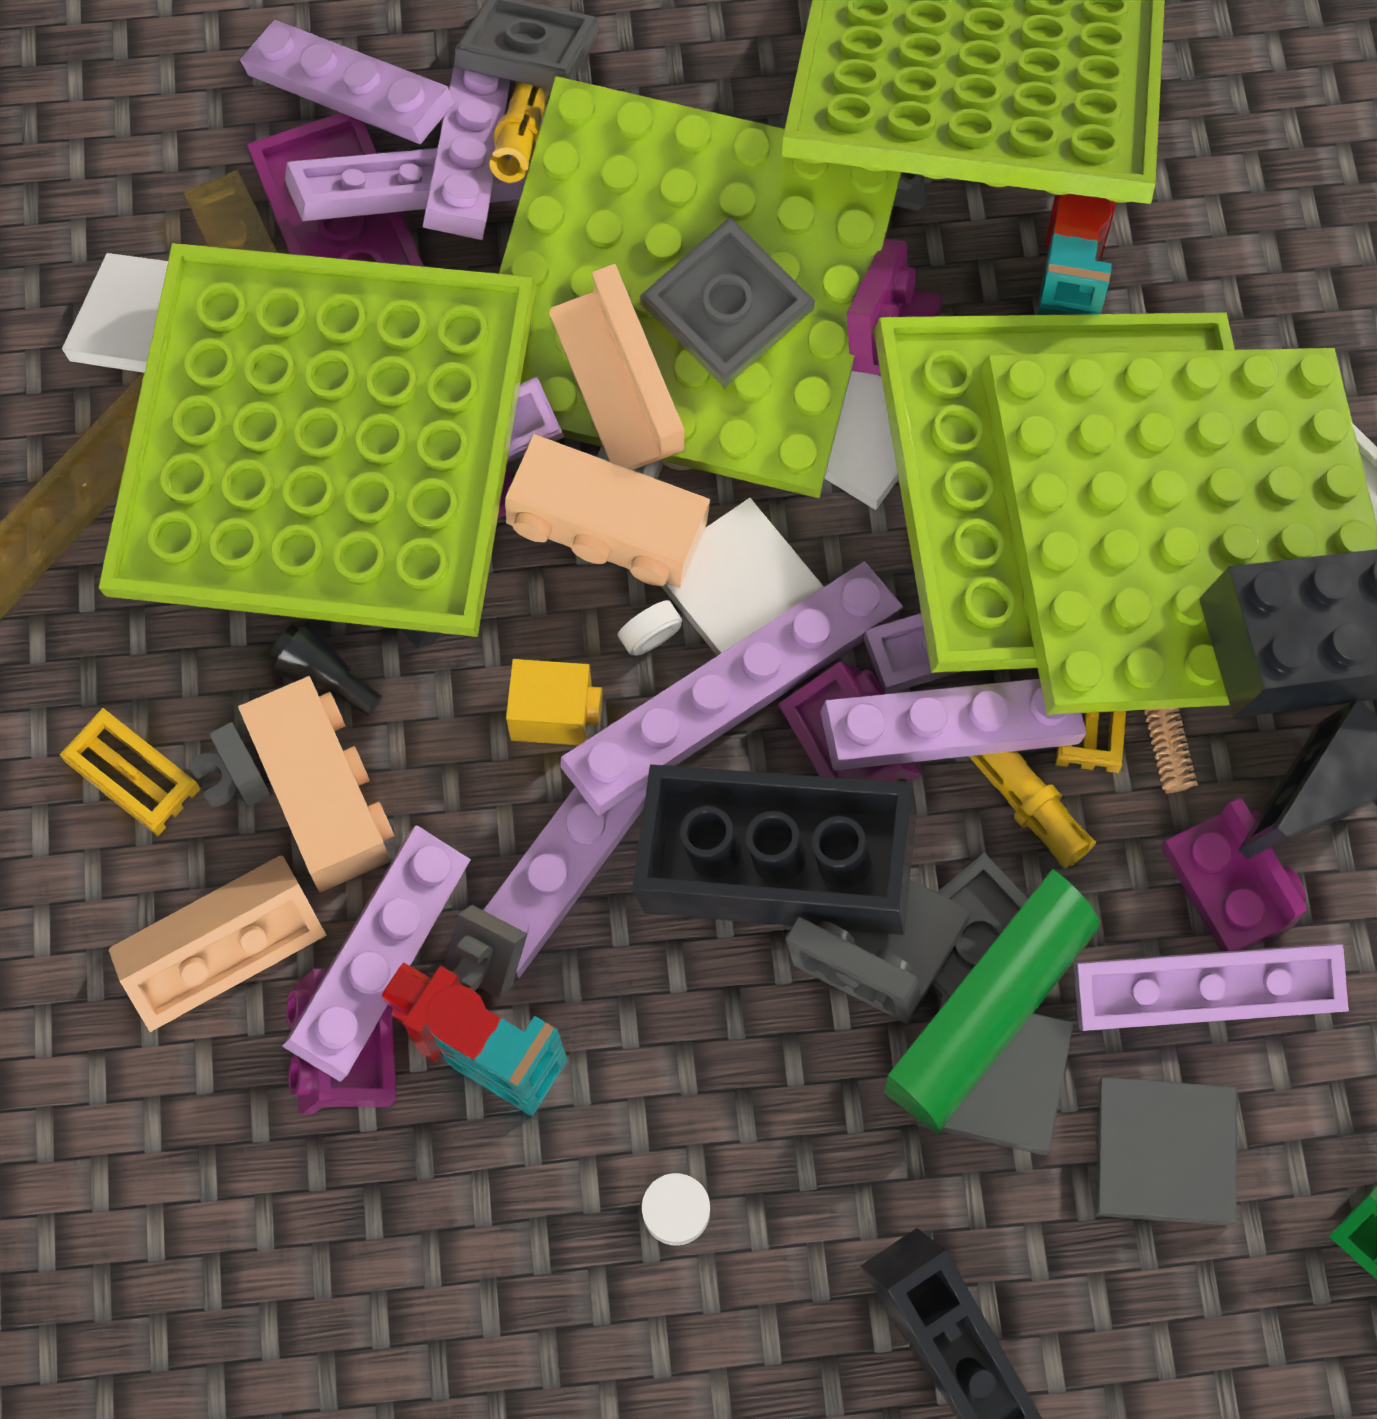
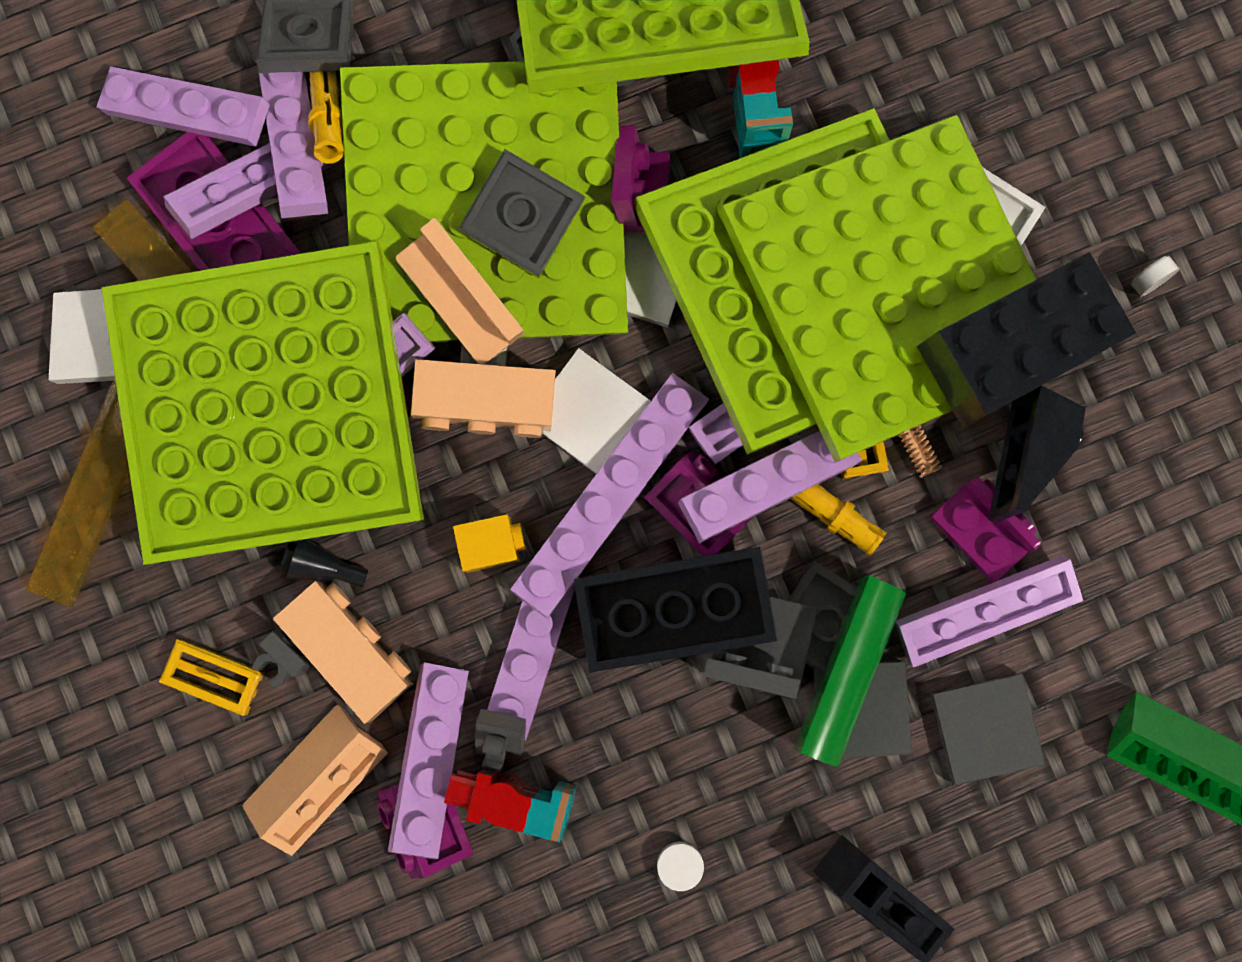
camera: 20 degrees left, 15 degrees up
(650, 628) = (539, 468): white tile -> none

